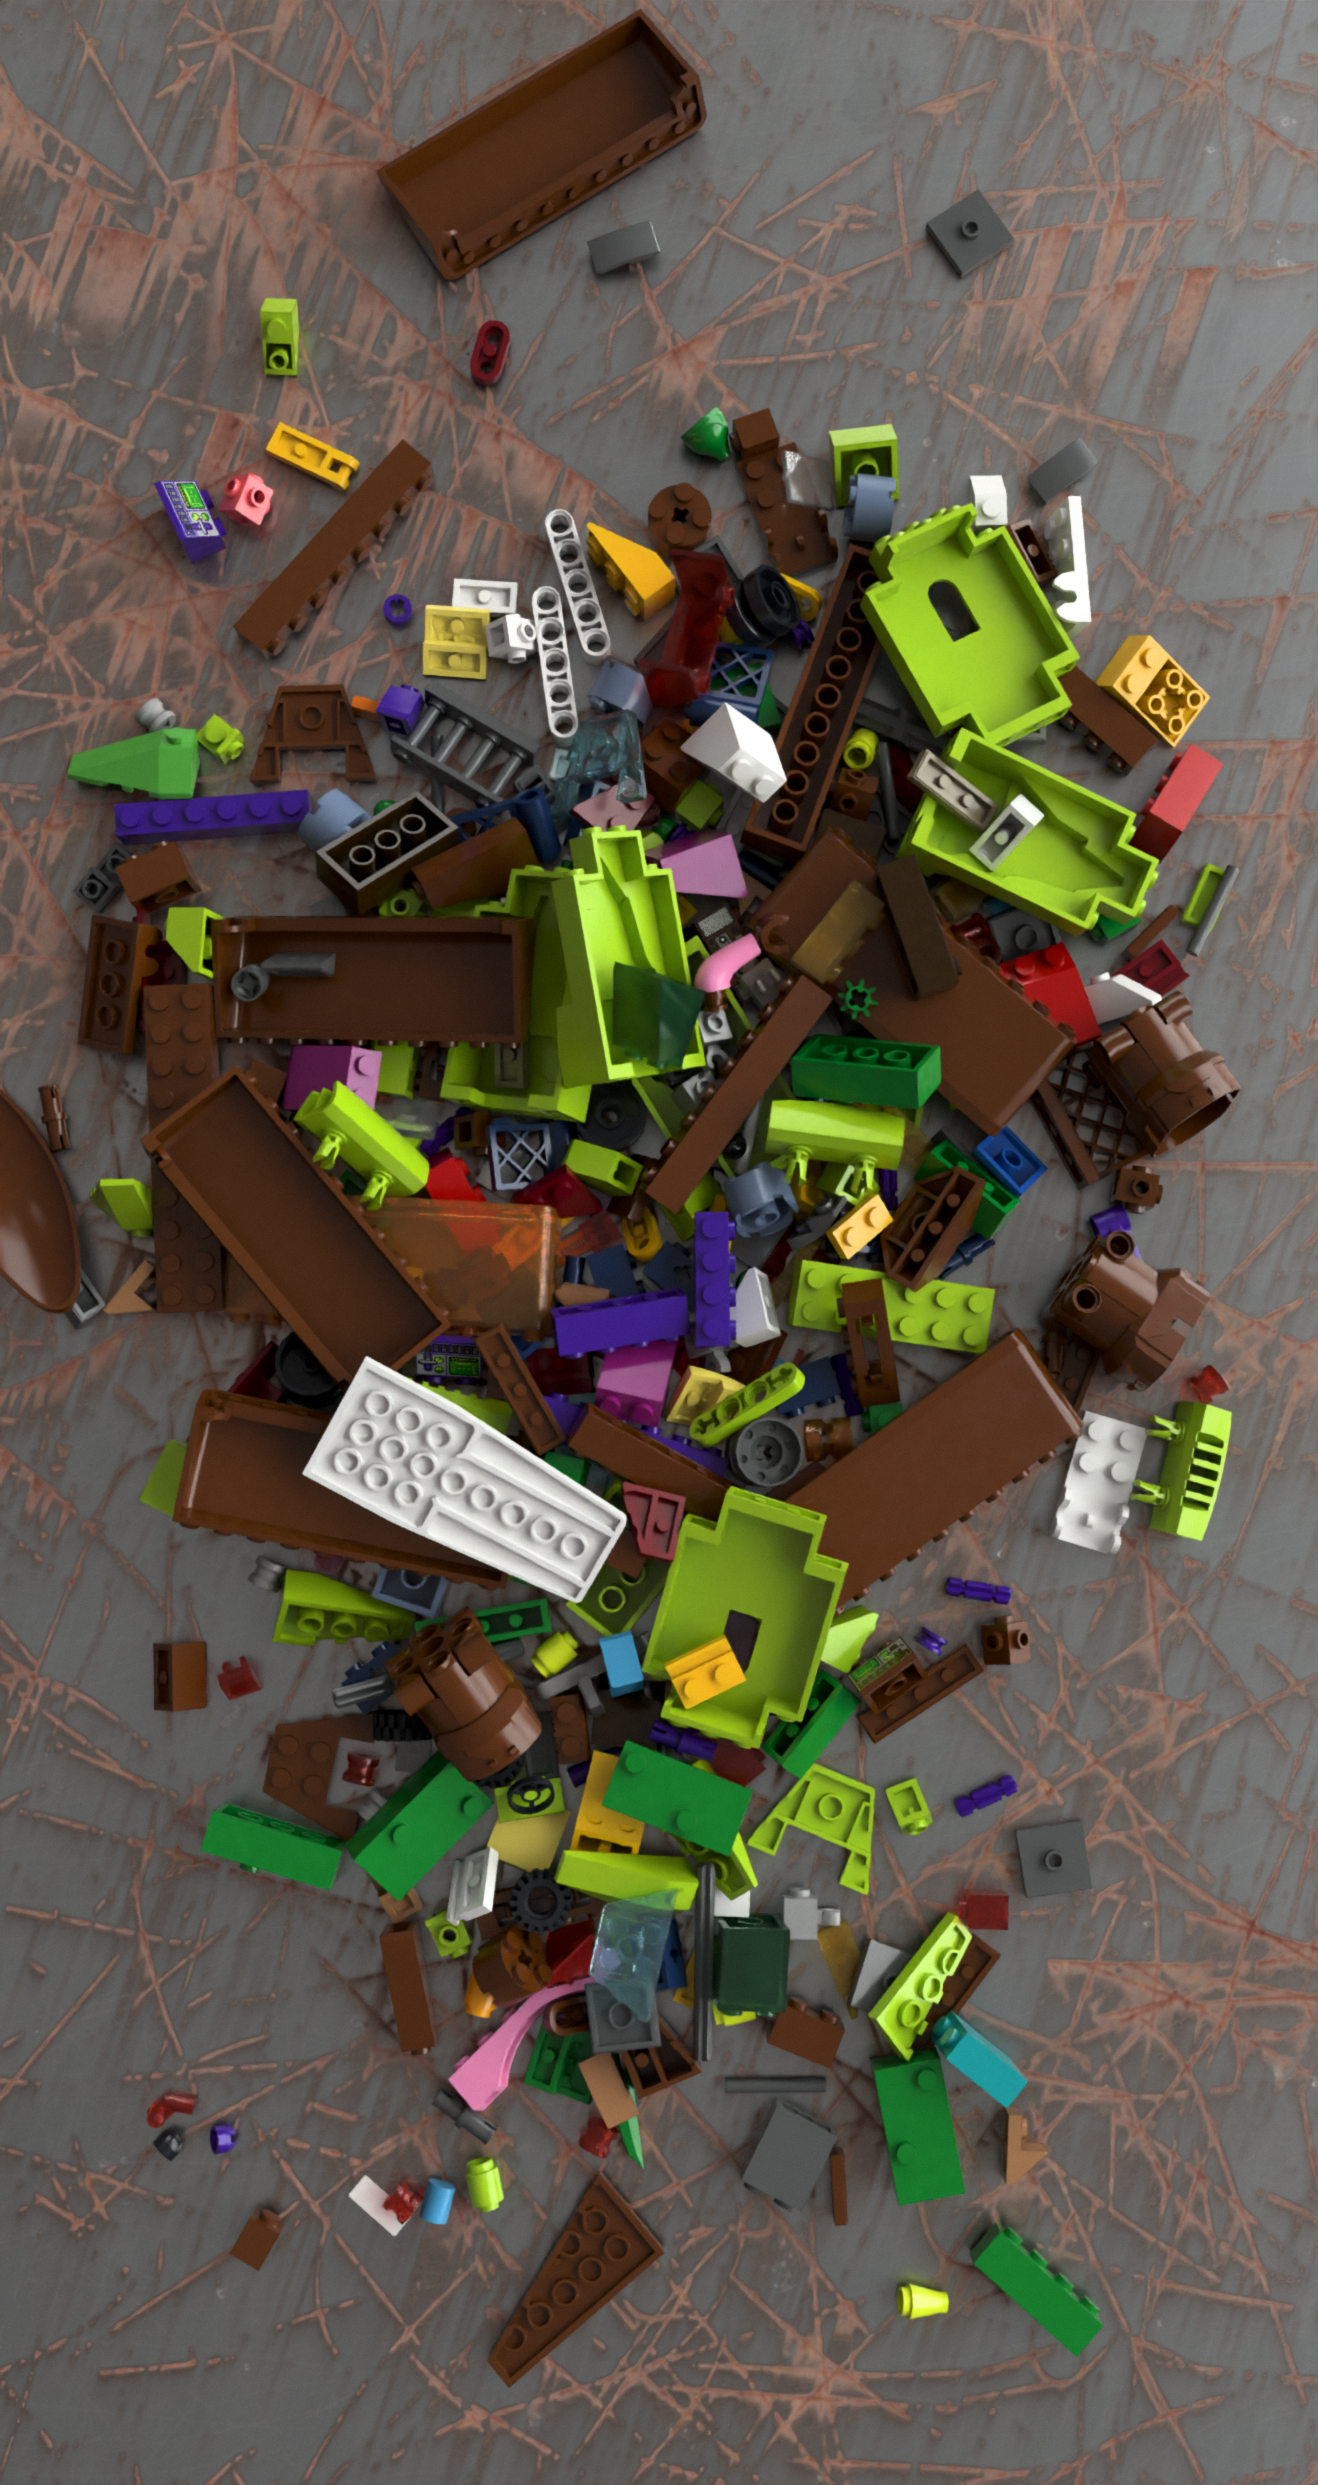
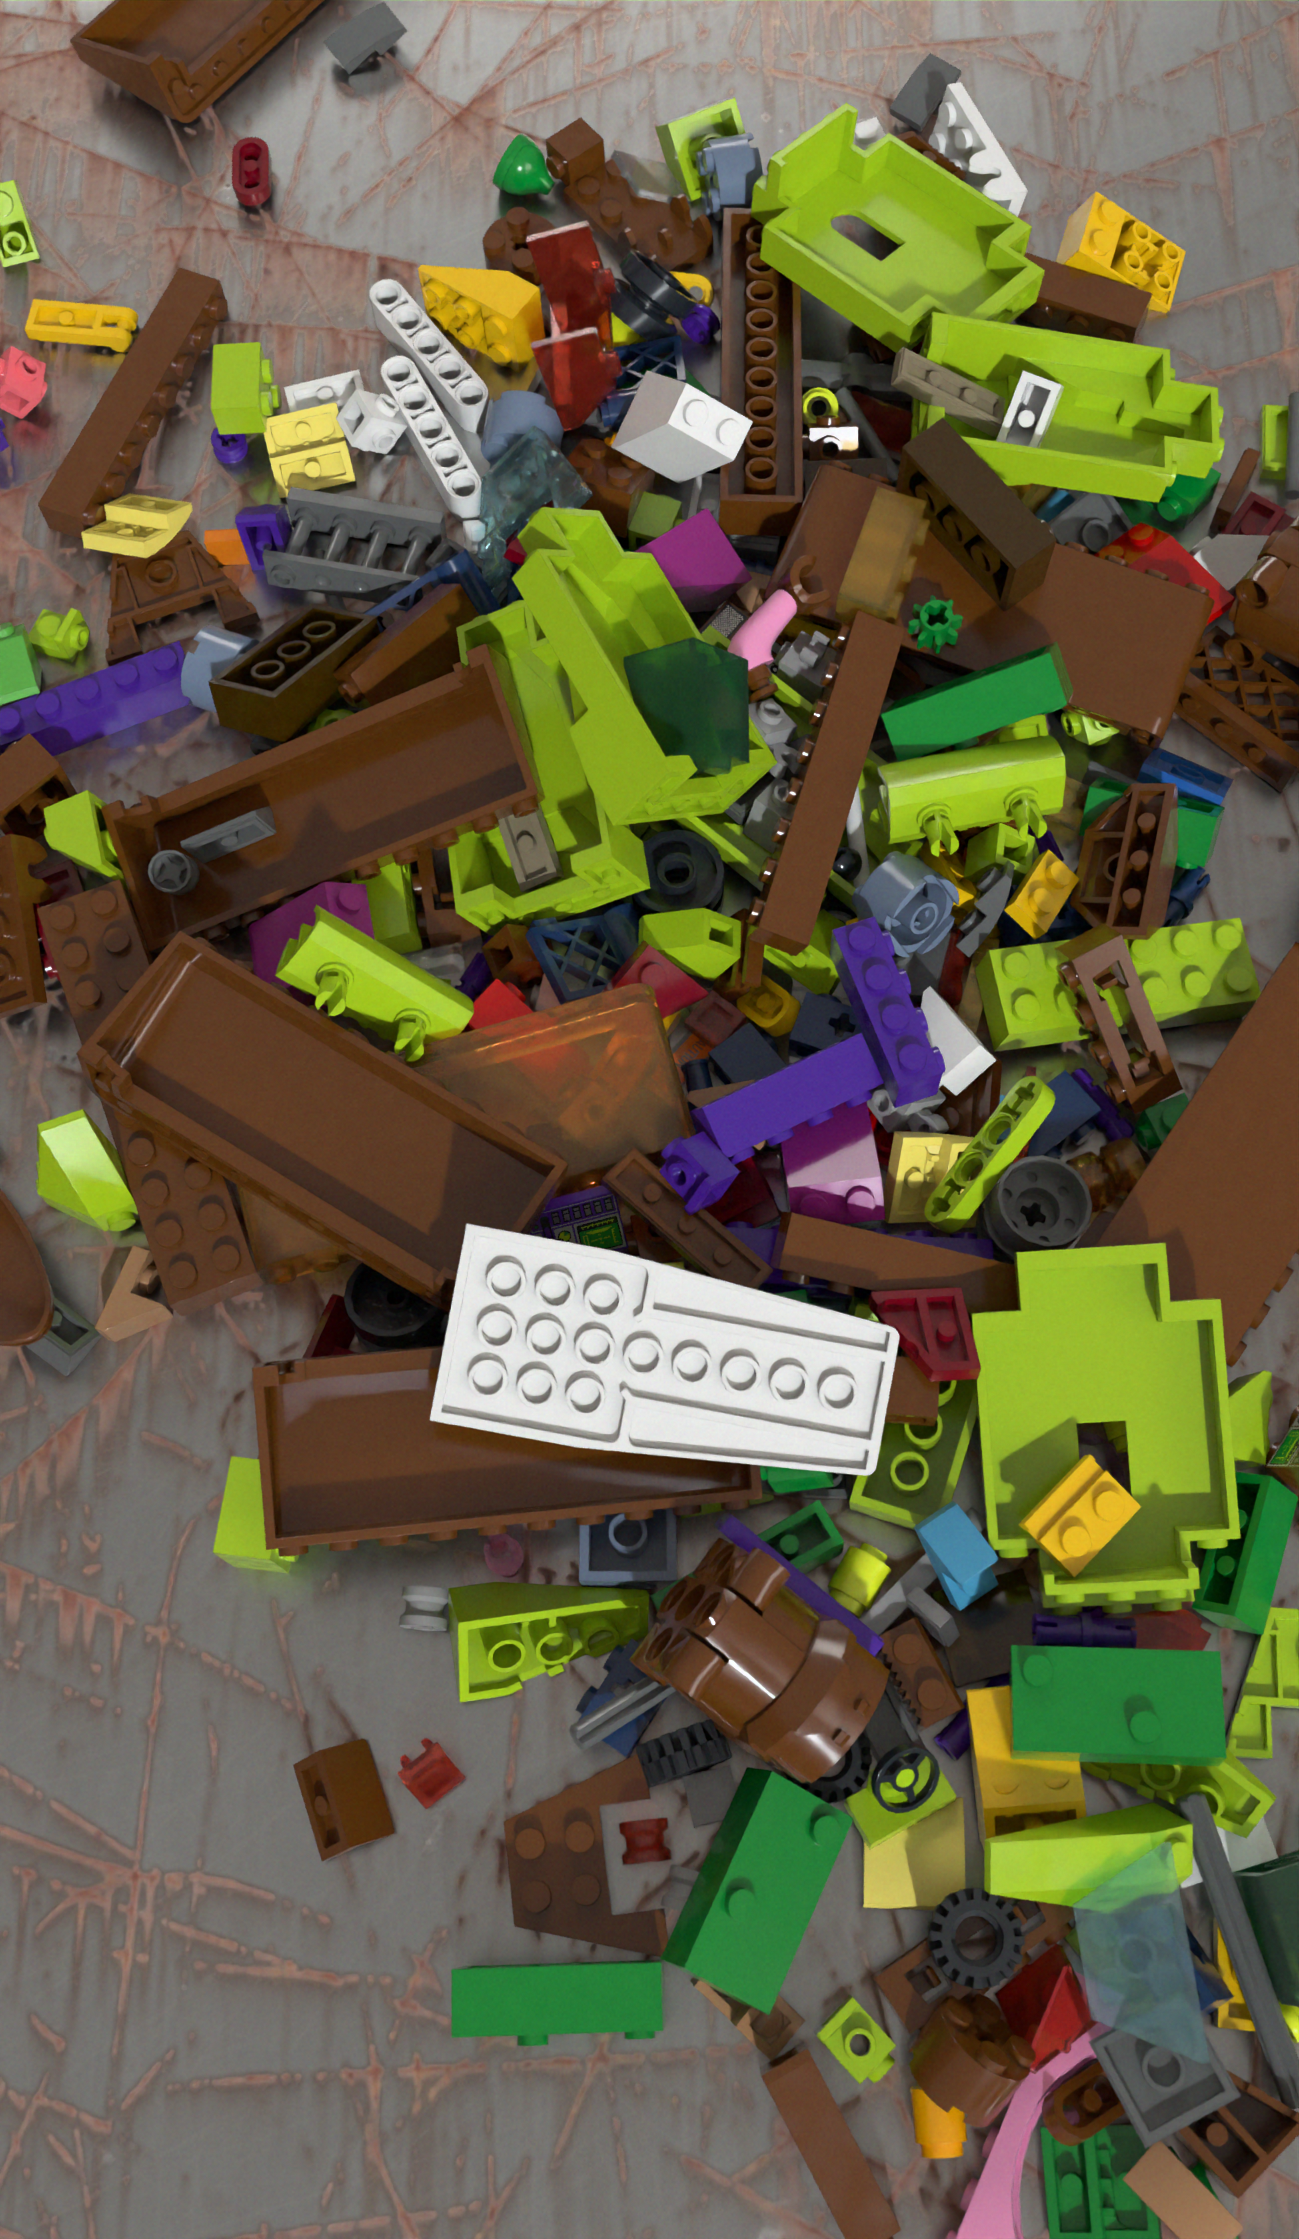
camera: 15 degrees left, 15 degrees down
(305, 667) = (137, 525): none -> light yellow slope
(418, 581) = (243, 388): none -> lime brick
(472, 1886) = (868, 1955): white plate -> none
(509, 1650) = (800, 1583): none -> dark purple tile
(538, 1357) = (697, 1171): none -> dark purple brick
(1176, 801) = (1202, 337): wedge -> none

